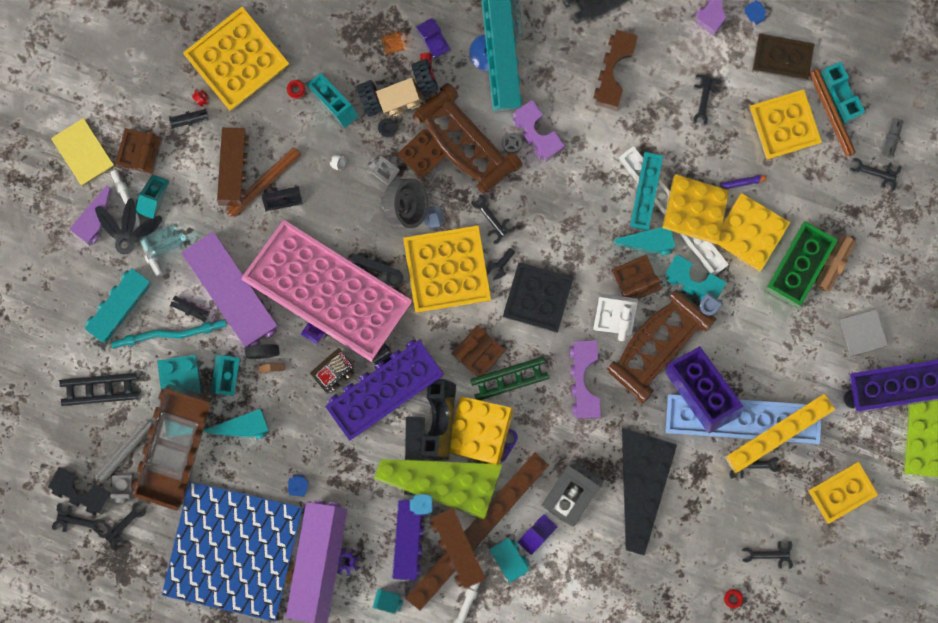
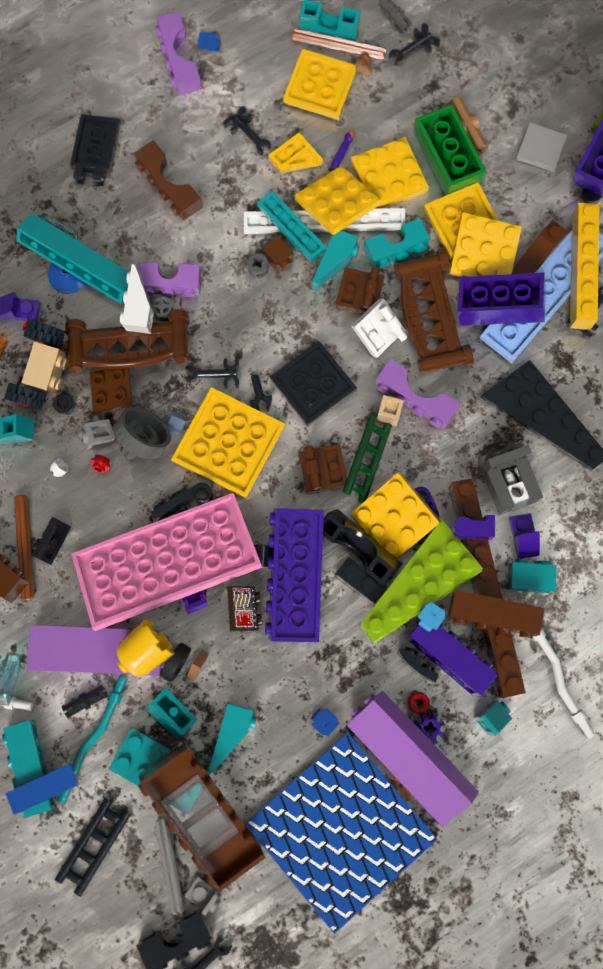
camera: 50 degrees left, 5 degrees down
(112, 326) = (42, 789): none -> blue tile
(112, 535) = (241, 941): black bar -> none
(253, 323) = (143, 650): none -> yellow cylinder
(355, 537) = (425, 702): none -> red plate
(362, 189) = (100, 463): none -> red plate
(386, 515) = (411, 659): none -> black slope
(496, 128) = (137, 310): none -> white slope
(504, 485) = (474, 529): none -> dark purple leg
(558, 369) = (390, 410): none -> tan panel
(596, 188) = (255, 270): none -> dark grey wheel
(618, 197) = (278, 254): none -> reddish brown brick
(709, 304) = (429, 244): sand blue tile -> none
(710, 149) = (295, 155): none -> yellow wing
(739, 349) = (484, 247): none -> yellow plate
(753, 316) = (446, 213): none -> yellow plate
(769, 391) = (541, 249): none -> reddish brown slope
(783, 57) = (262, 49): dark brown tile -> none
(828, 145) = (364, 65): none -> medium nougat tile

